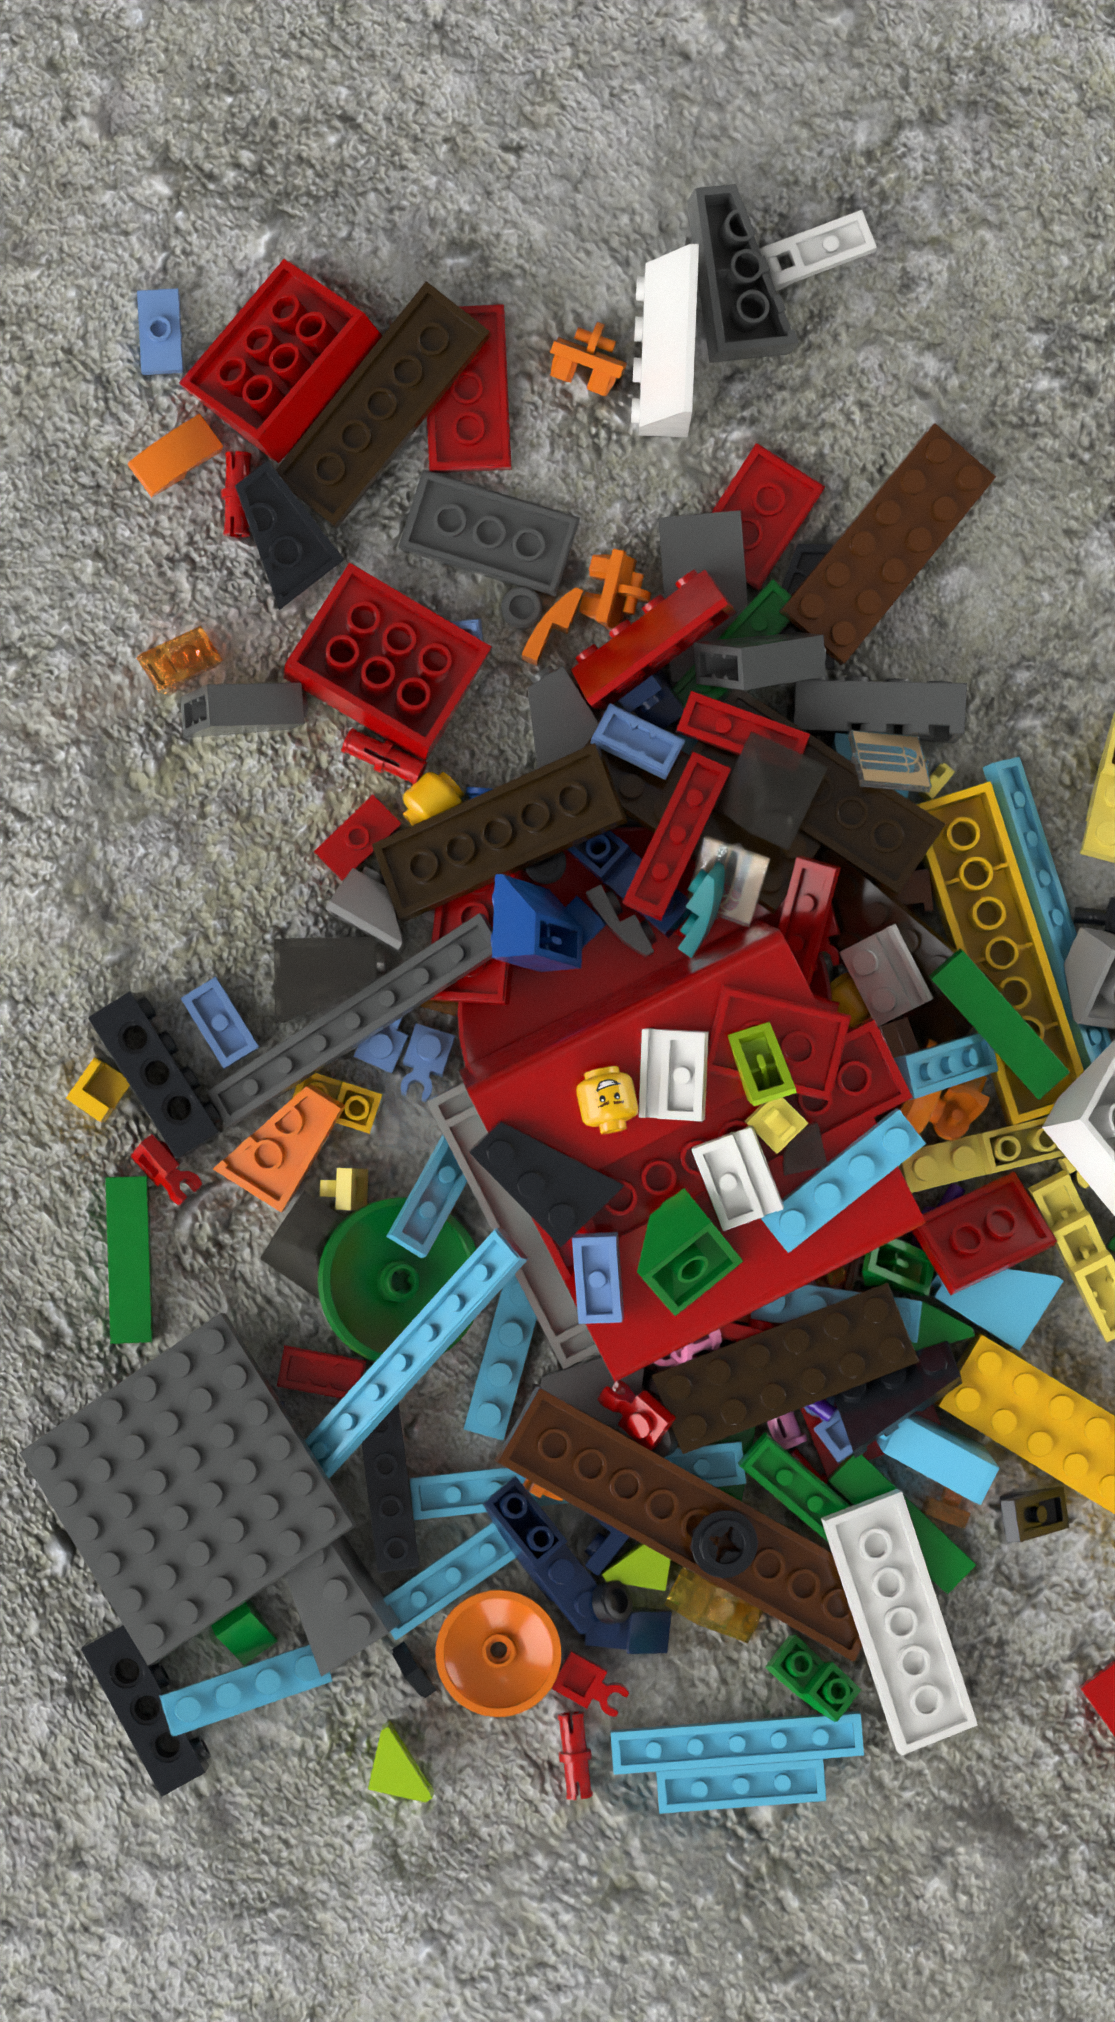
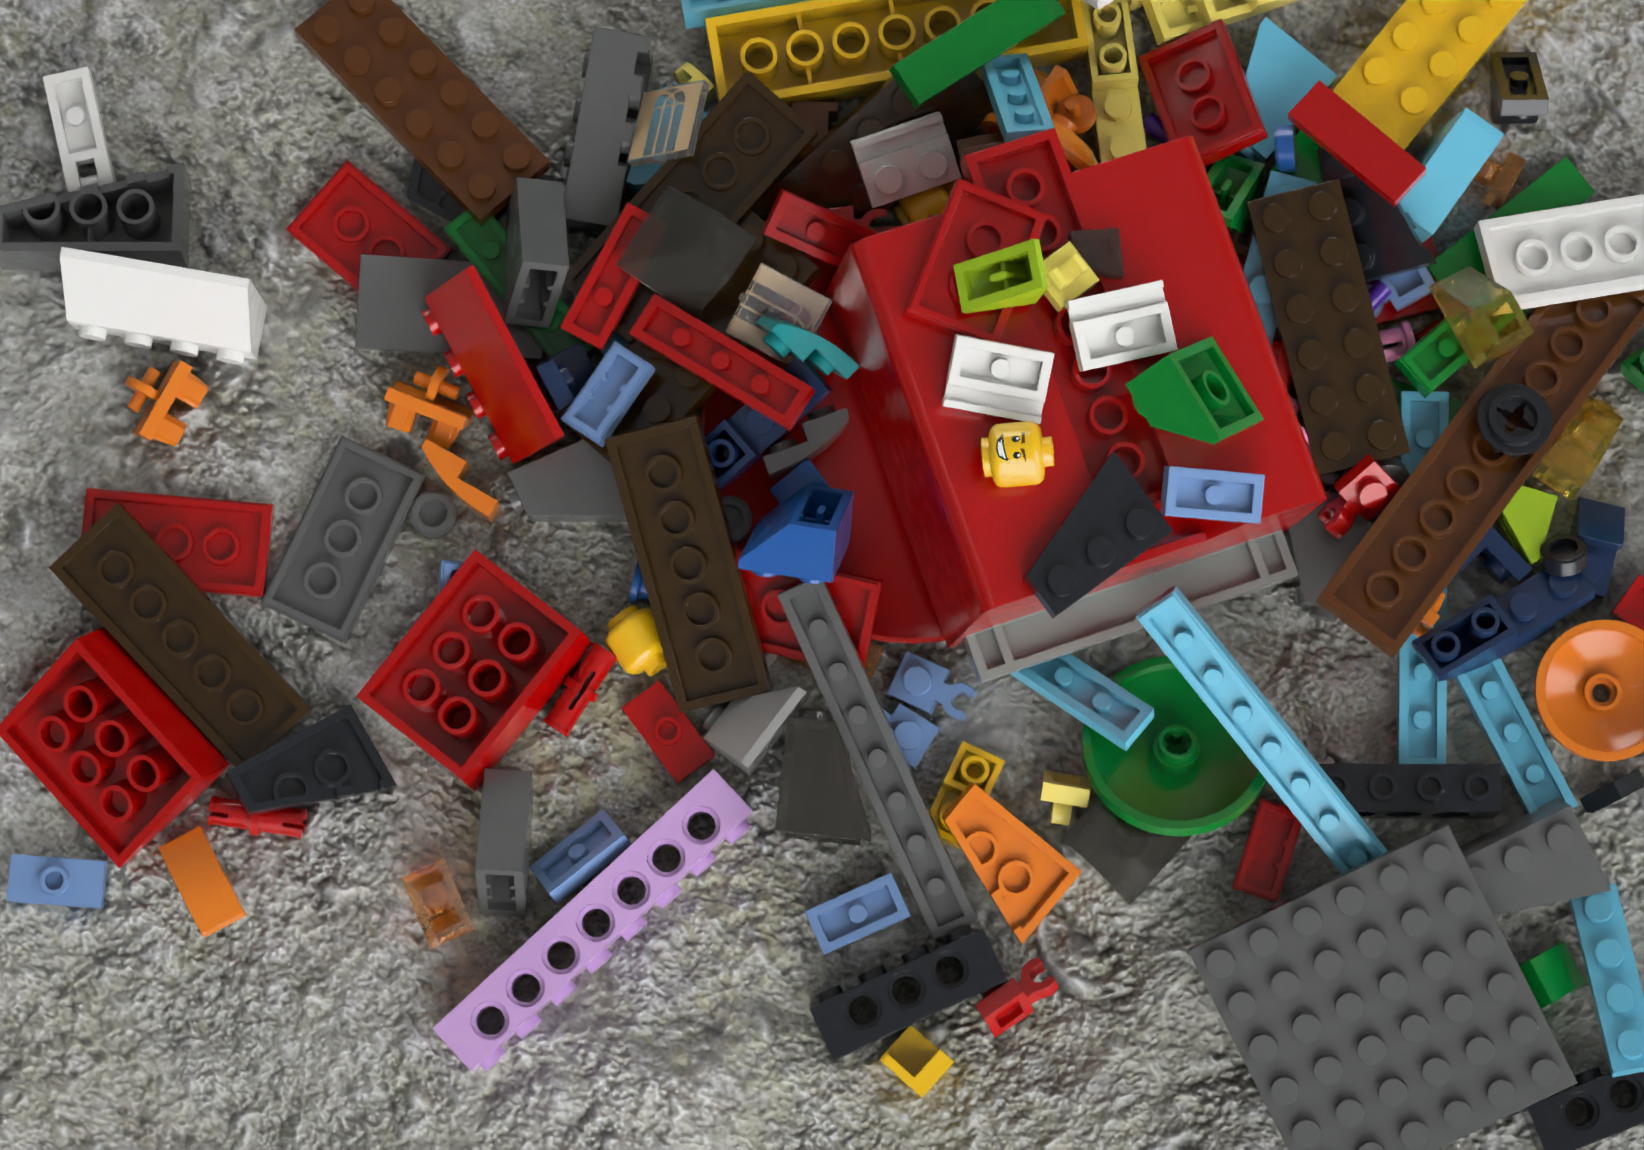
camera: 80 degrees left, 5 degrees down
(75, 695) = (461, 1025): none -> lavender brick
(129, 1259) = (1112, 1053): green tile -> none
(238, 776) = (580, 856): none -> medium blue plate
(502, 1363) = (1285, 648): medium azure plate -> none
(815, 1502) = (1481, 315): none -> clear yellow slope
(843, 1179) = (1136, 212): medium azure plate -> none
(943, 1312) = (1285, 148): none -> blue tile
(953, 1374) = (1356, 143): none -> red tile

